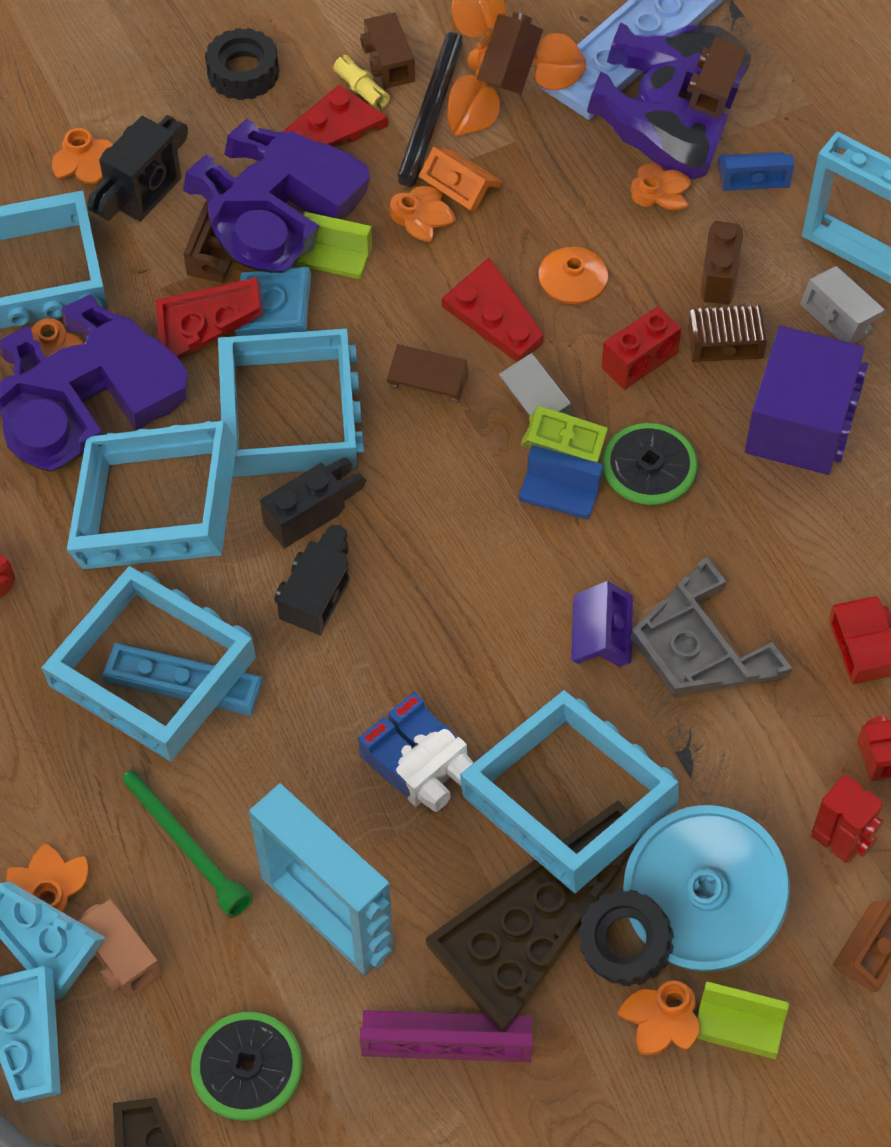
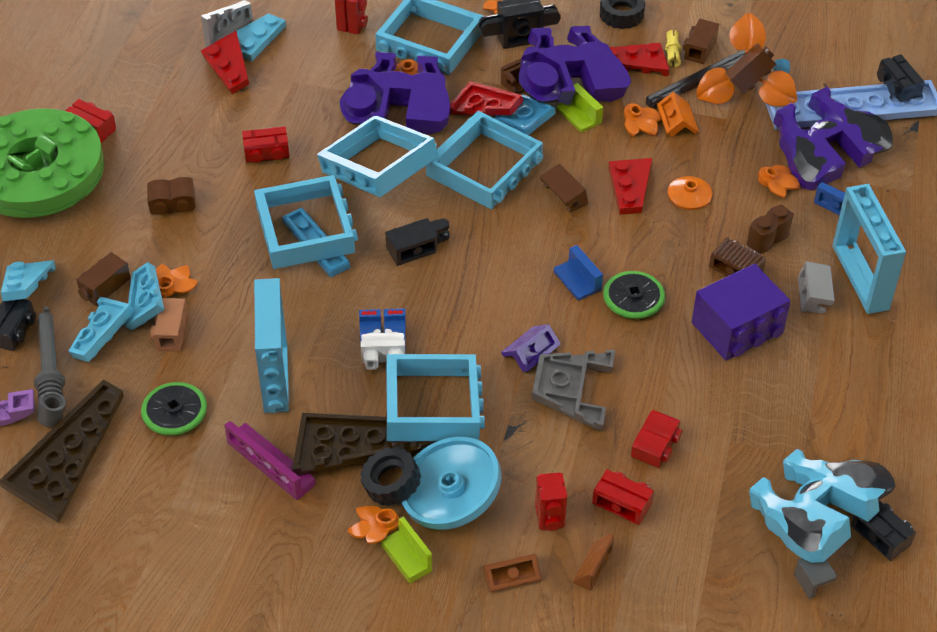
camera: 40 degrees right, 10 degrees down
(232, 896) = (240, 339): green piece -> none
(309, 501) = (449, 203): black hinge -> none
(534, 386) = (608, 229): light grey hinge -> none
(564, 434) = (597, 249): lime hinge -> none
(641, 347) = (684, 240): red brick -> none
(718, 73) = (852, 139): reddish brown brick -> none

